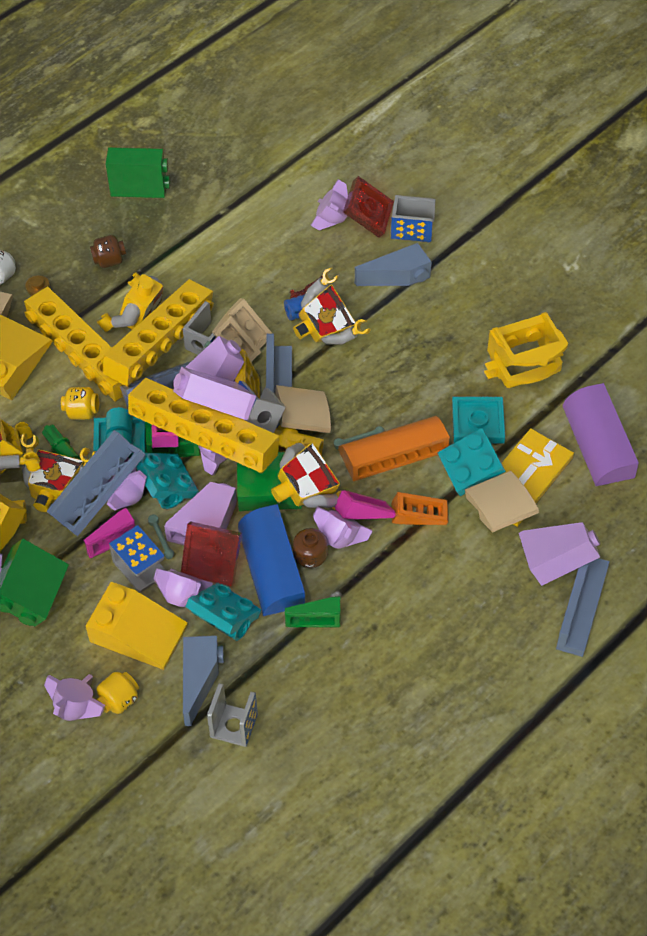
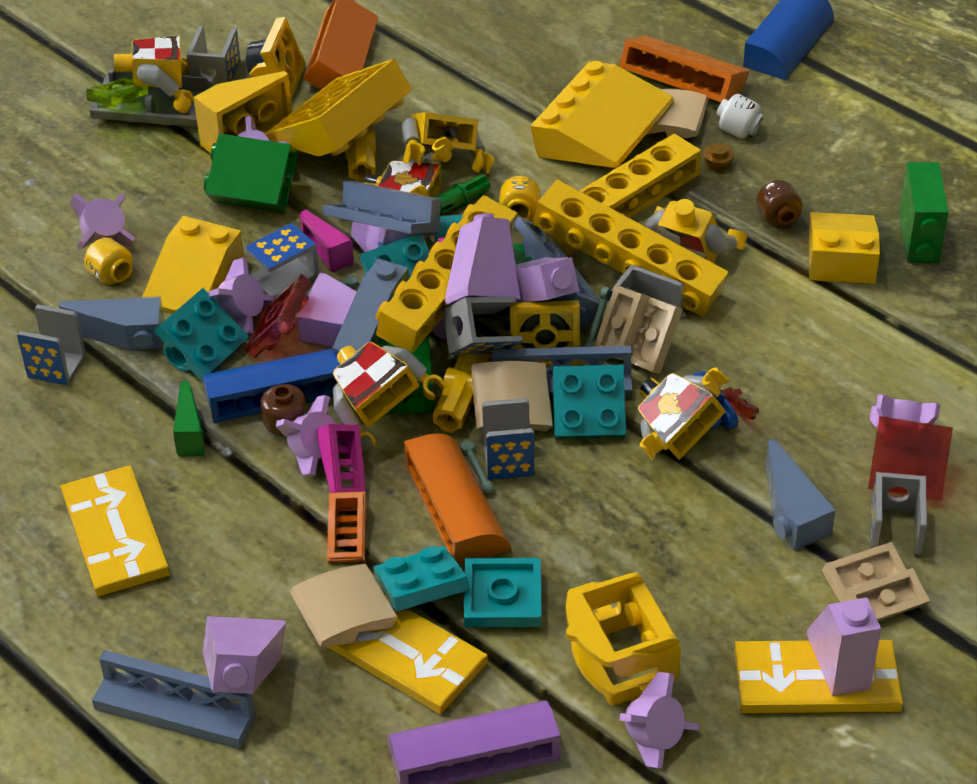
camera: 90 degrees right, 10 degrees down
(151, 222) = (843, 248): none -> yellow slope
(223, 480) = (374, 289): none -> sand blue slope
(310, 365) = (589, 401): none -> teal plate
(360, 413) = (508, 439): none -> piece
(421, 658) = (114, 531): none -> yellow tile
(462, 240) = (880, 578): none -> tan slope
(531, 242) = (846, 645): none -> lavender slope
(533, 273) = (789, 680): none -> yellow tile
(581, 343) = (656, 720): none -> lavender piece

